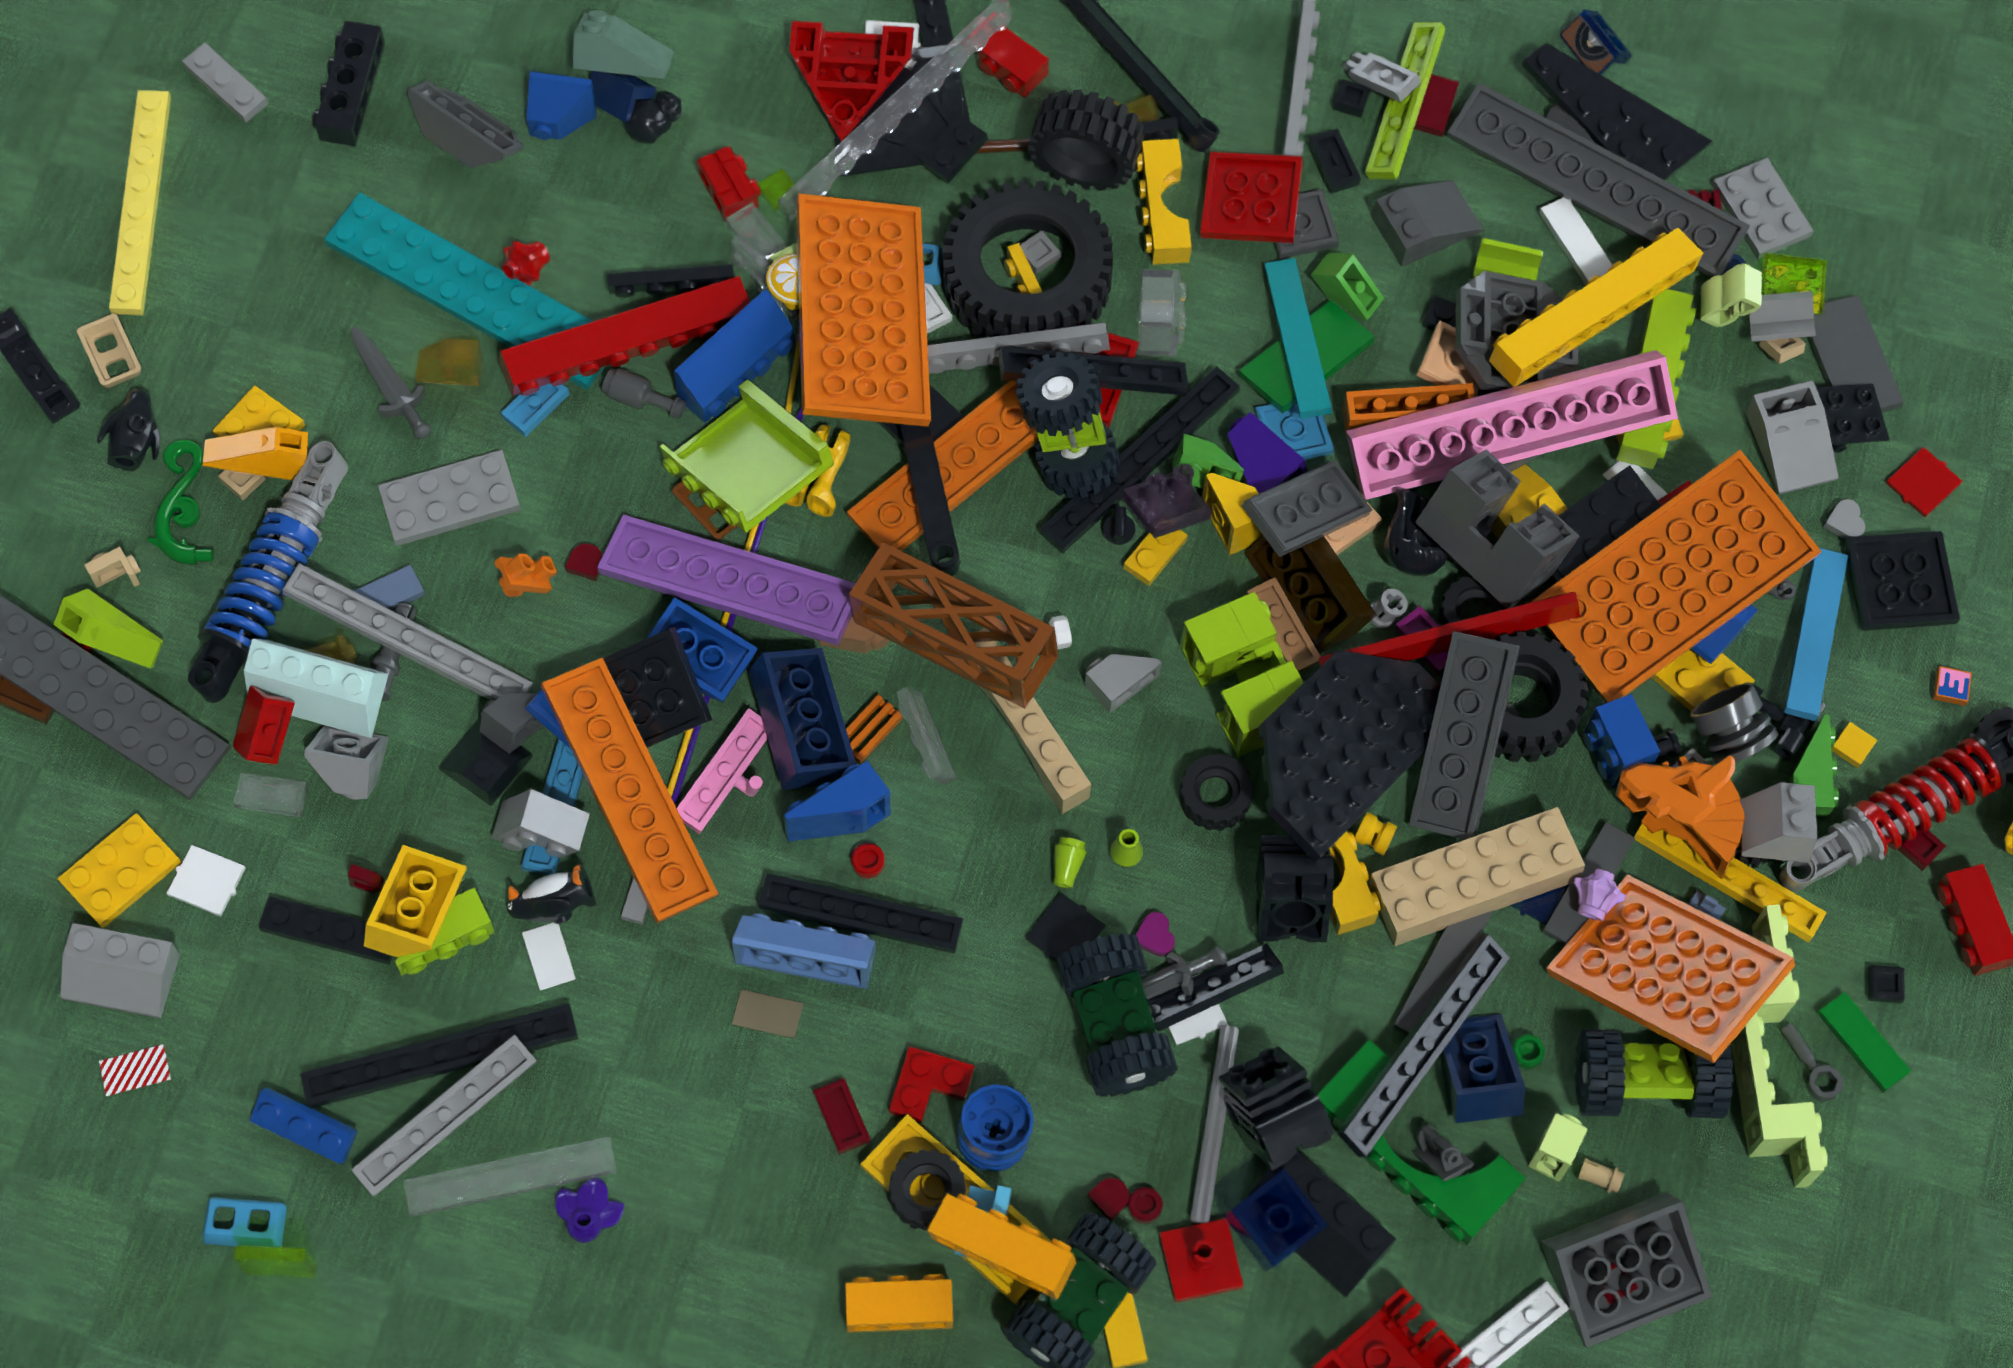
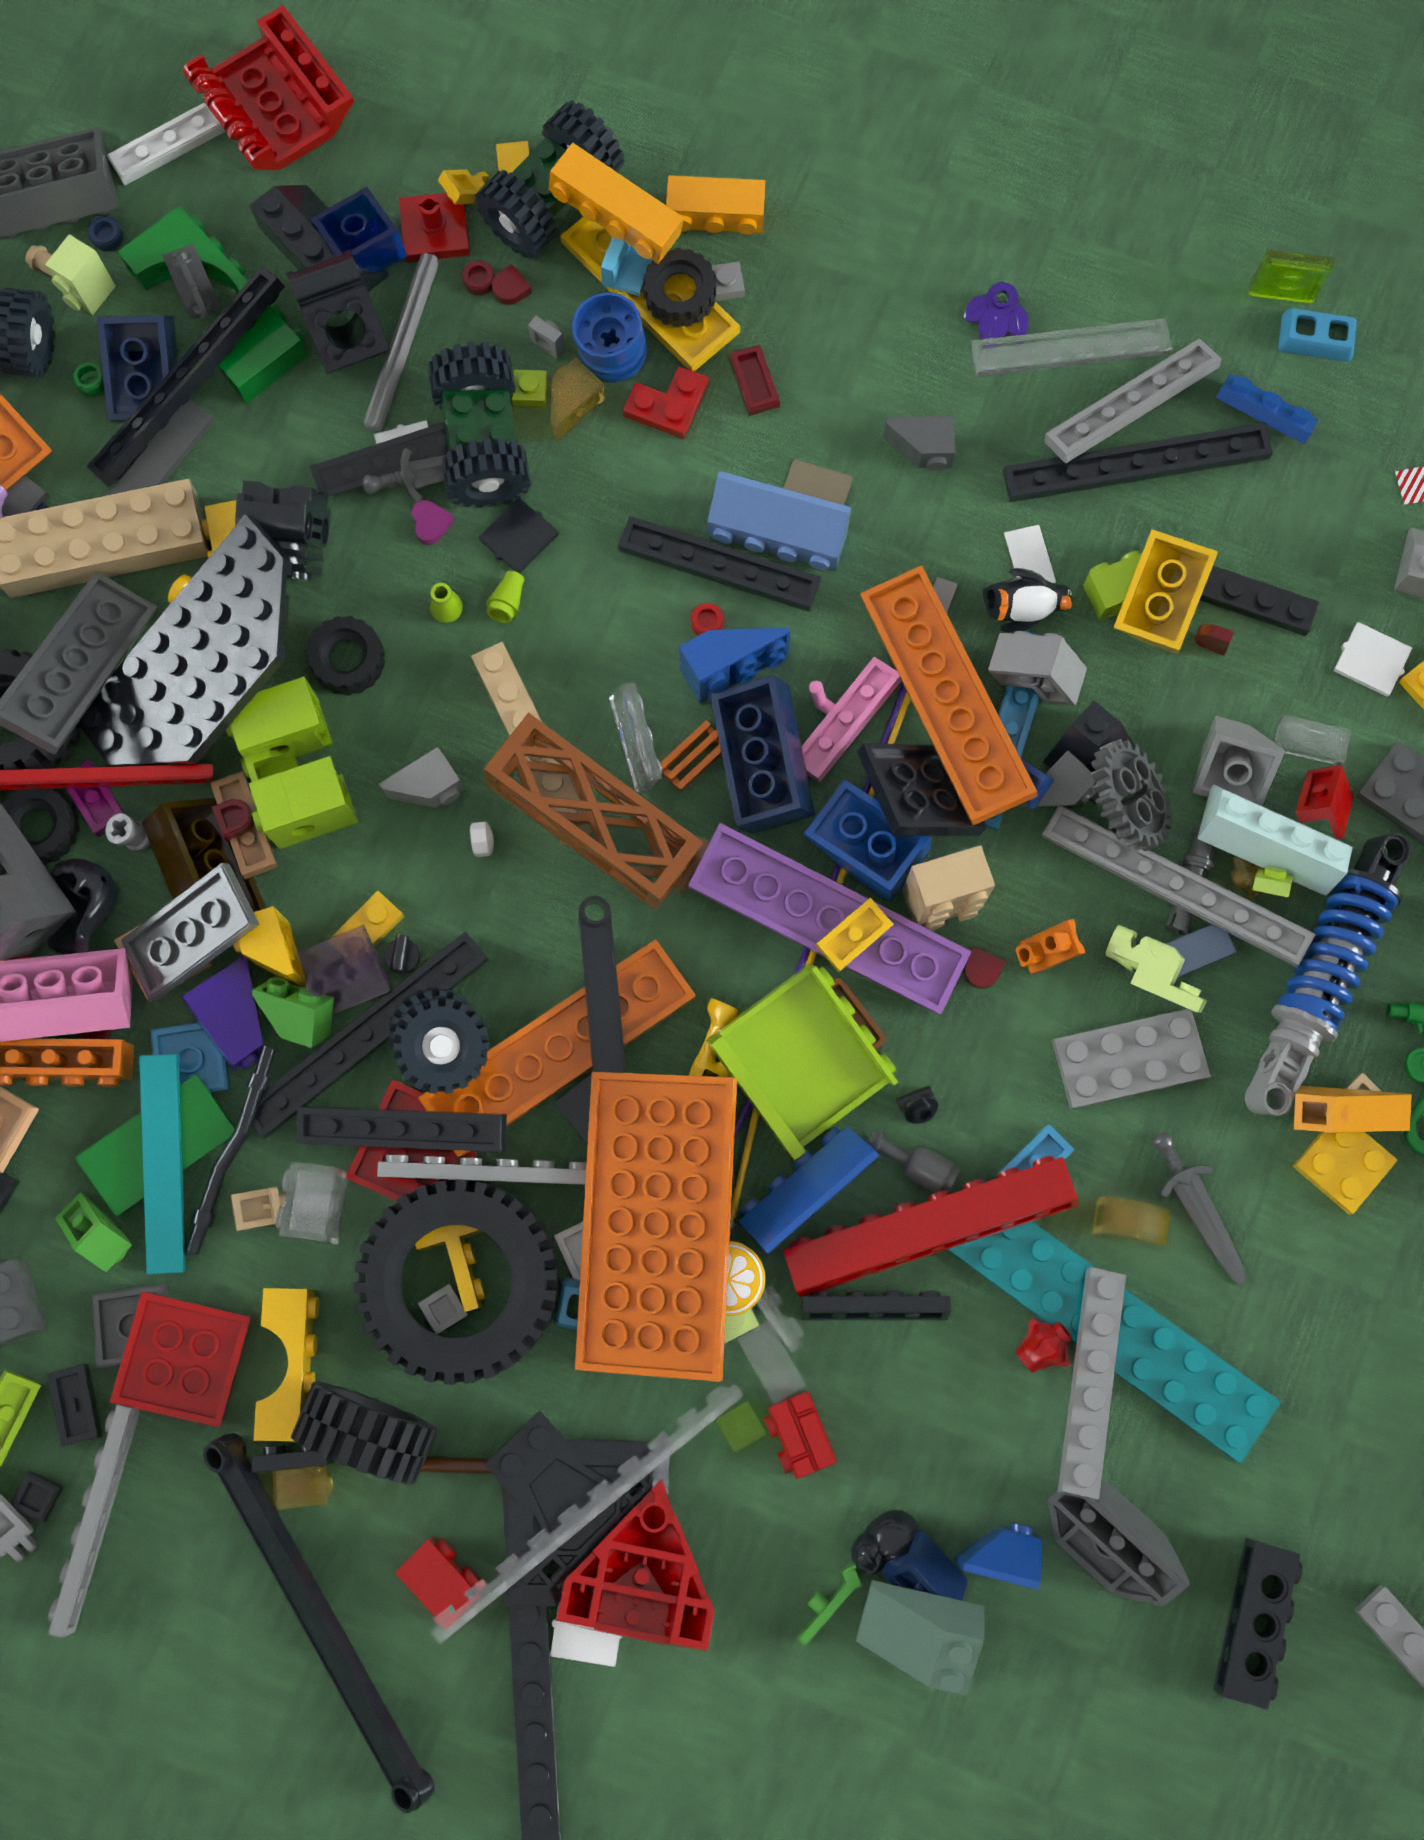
camera: 170 degrees left, 10 degrees up
(318, 636) = (1273, 881): none -> lime plate
(426, 562) = (1155, 966): none -> yellowish green plate
(450, 705) = (1143, 817): none -> dark grey gear
(486, 227) = (1092, 1384): none -> light grey plate
(621, 601) = (948, 888): none -> tan brick
(640, 443) = (918, 1105): none -> black plate
(661, 1057) = (923, 440): none -> dark grey slope
(698, 69) = (826, 1608): none -> bright green piece
(706, 558) = (854, 934): none -> yellow plate
(880, 1224) = (729, 281): none -> light grey plate
(1029, 1070) = (573, 396): none -> clear yellow slope
(1062, 1137) = (546, 336): none -> light grey plate
(1074, 1086) = (530, 388): none -> lime plate
(1172, 1294) = (462, 185): none -> yellow plate
(1209, 314) = (256, 1207): none -> tan bracket
(1227, 402) = (203, 1216): none -> black bar
(1292, 624) = (233, 818): none -> dark red tile
(1550, 1220) = (105, 233): none -> dark blue tile

